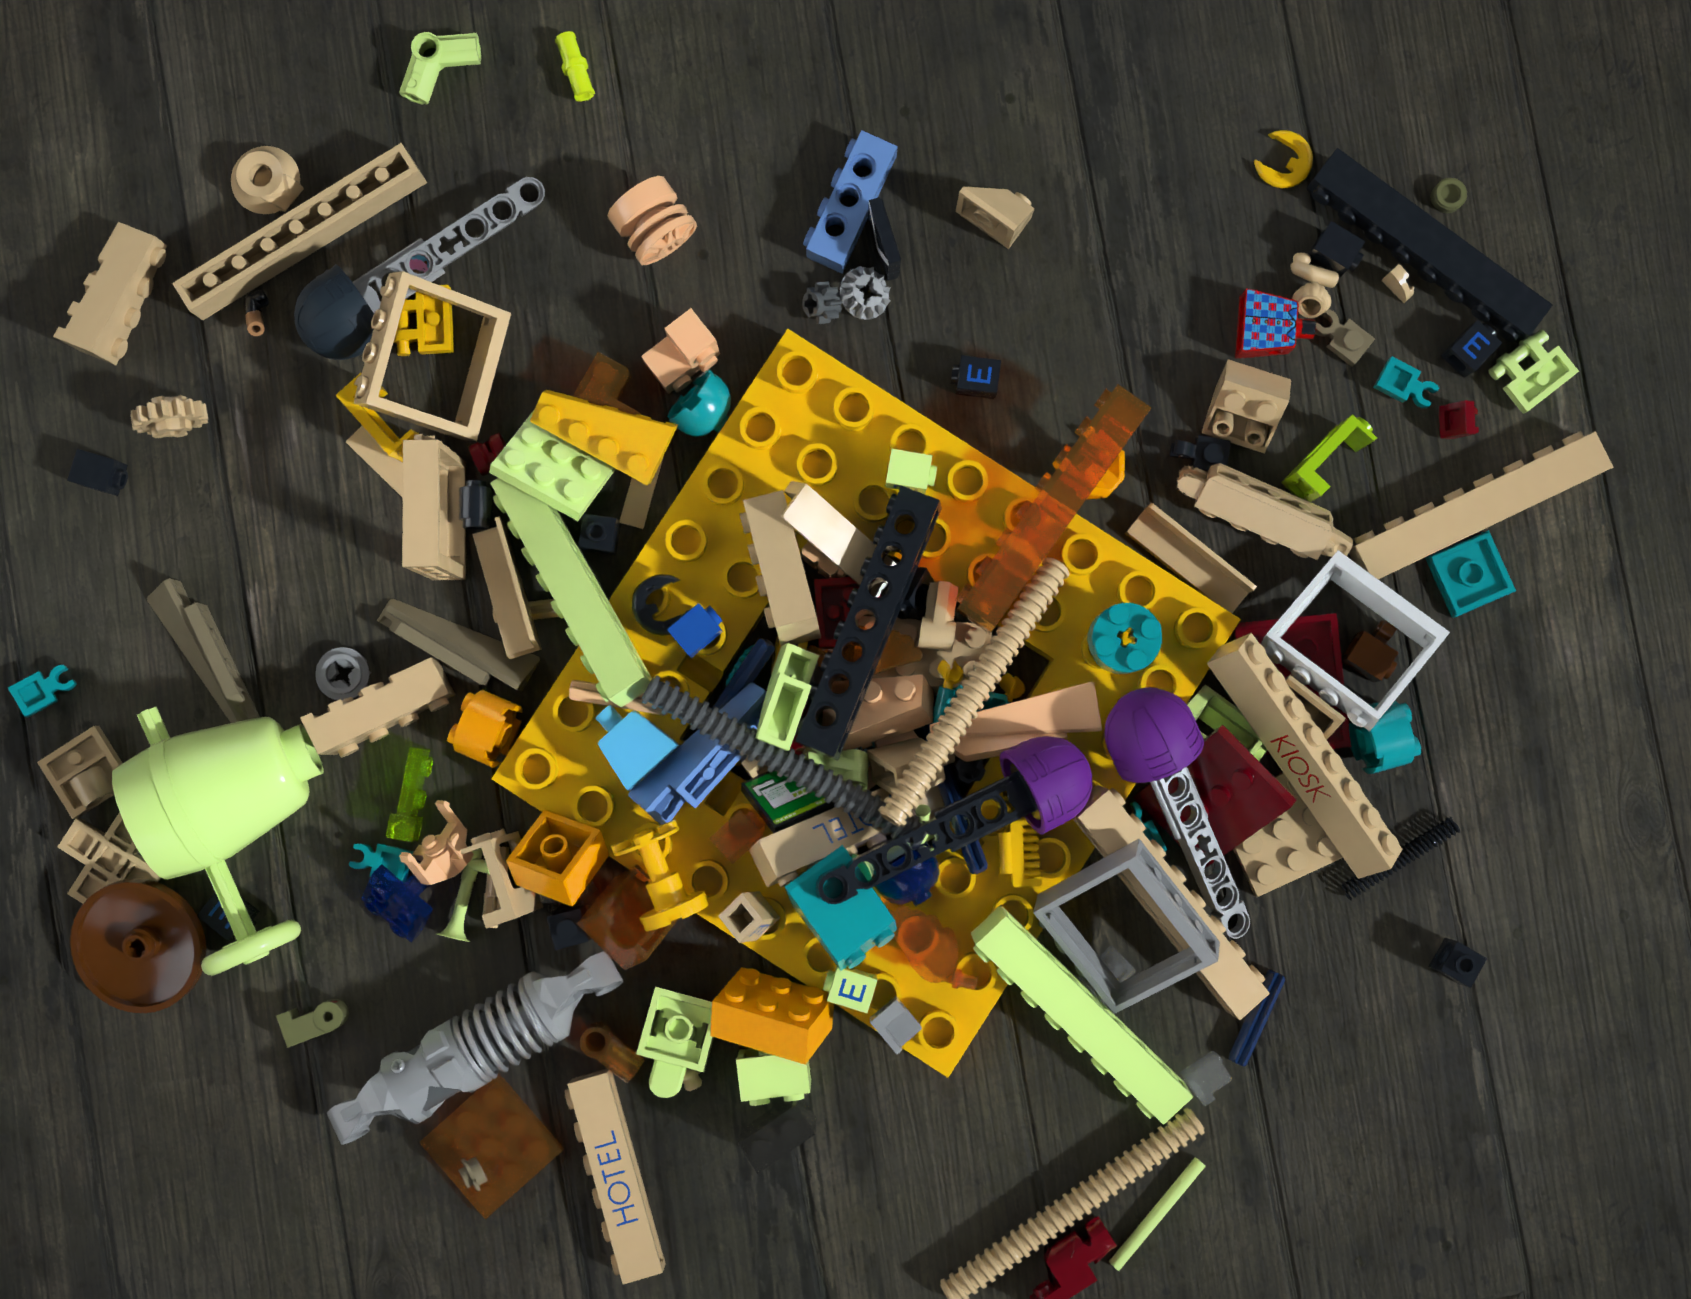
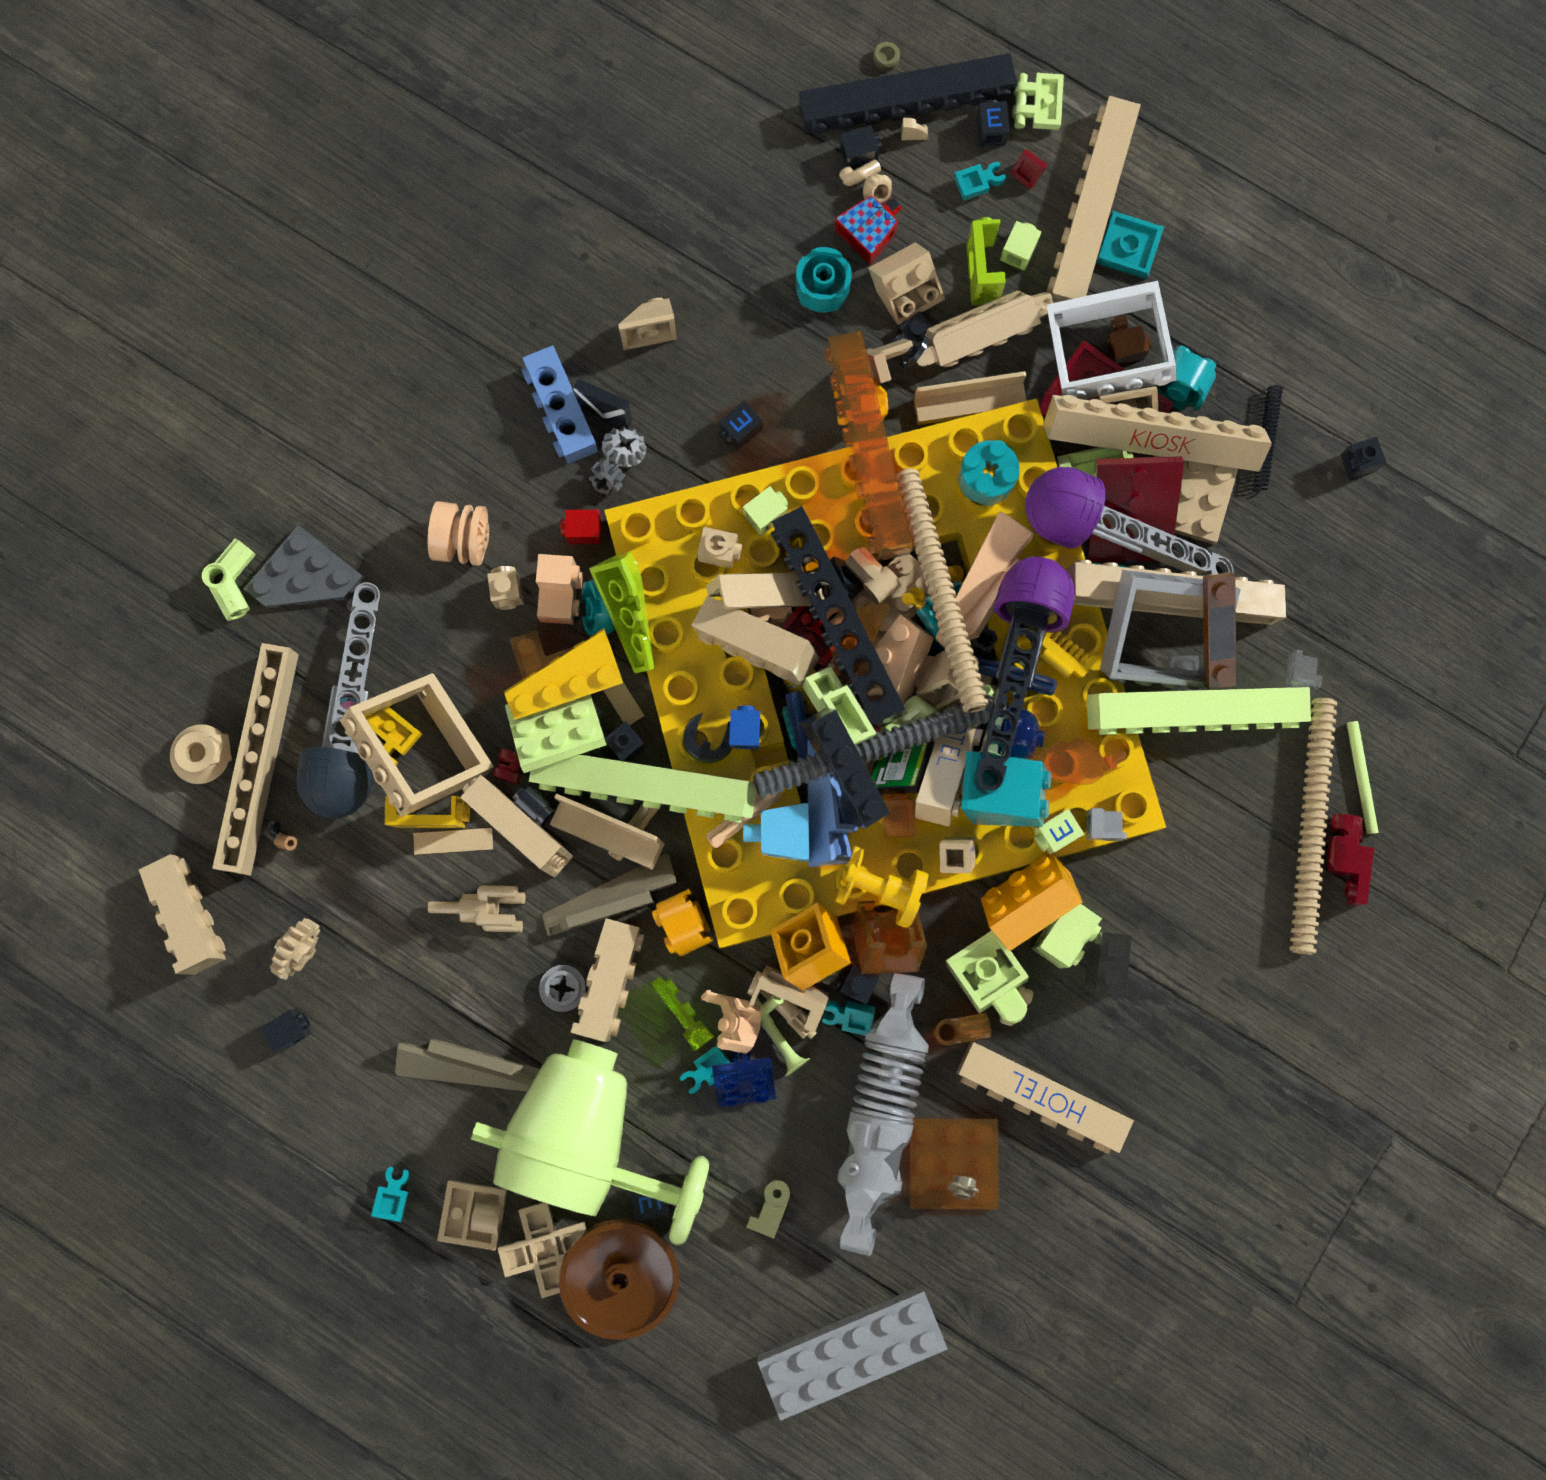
camera: 50 degrees left, 5 degrees down
(251, 1199) = (851, 1353): none -> light grey brick
(348, 544) = (484, 908): none -> tan plant
(500, 119) = (303, 574): none -> dark grey plate
(537, 945) = (854, 1017): none -> teal plate
(574, 66) = (314, 497): neon yellow pin -> none
(643, 305) = (505, 588): none -> tan brick
(720, 417) = (625, 602): none -> lime wedge
(734, 750) = (836, 747): none -> black arch
(759, 322) = (582, 527): none -> red brick
(837, 461) = (719, 548): none -> tan brick
(1164, 973) = (1219, 630): none -> reddish brown plate
(1176, 311) = (818, 294): none -> teal brick
(1182, 464) = (911, 353): none -> tan piece
(1256, 1020) = (1294, 612): dark blue axle -> none
(1299, 167) = (788, 126): yellow head -> none
(1347, 341) = (920, 190): dark tan plate -> none
(1377, 476) = (1020, 245): none -> yellowish green brick

